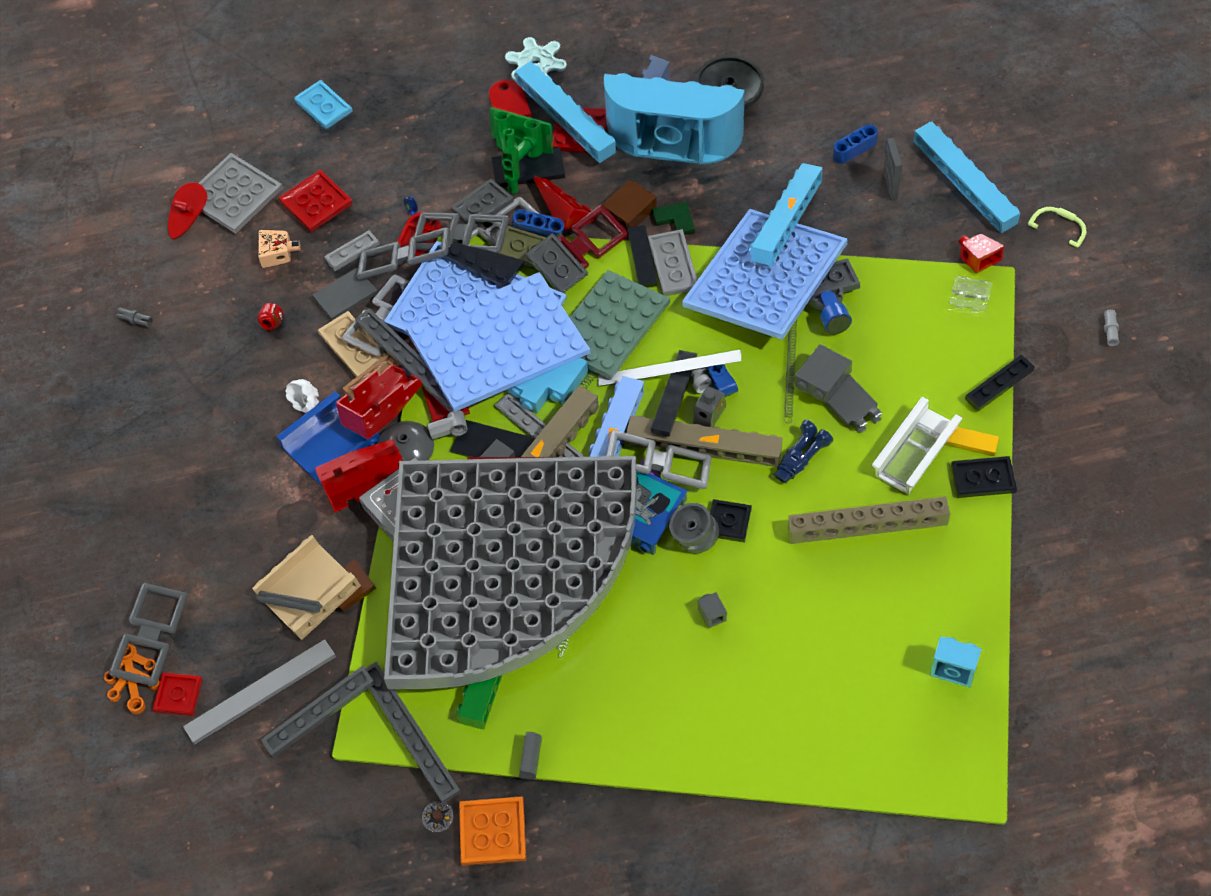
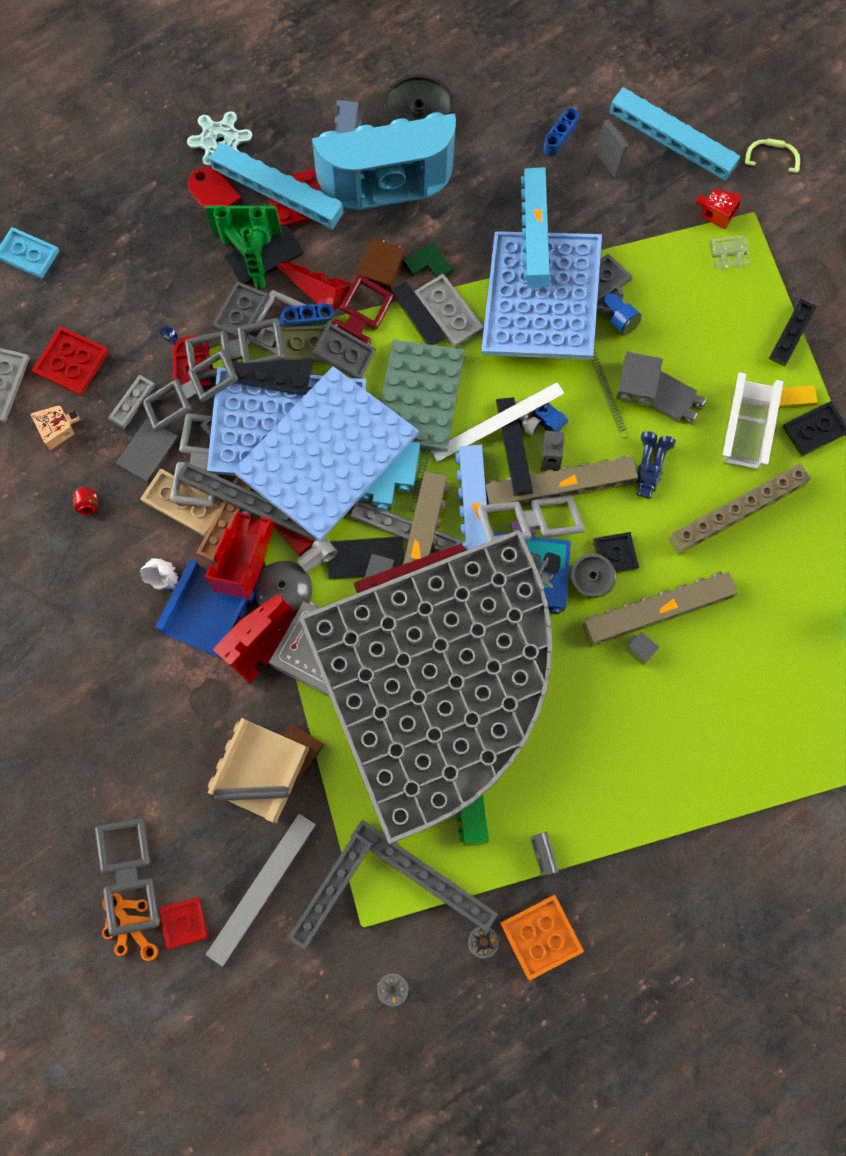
camera: 30 degrees left, 15 degrees up
(332, 822) = (392, 989): none -> clear piece
(747, 581) = (659, 608): none -> dark tan brick

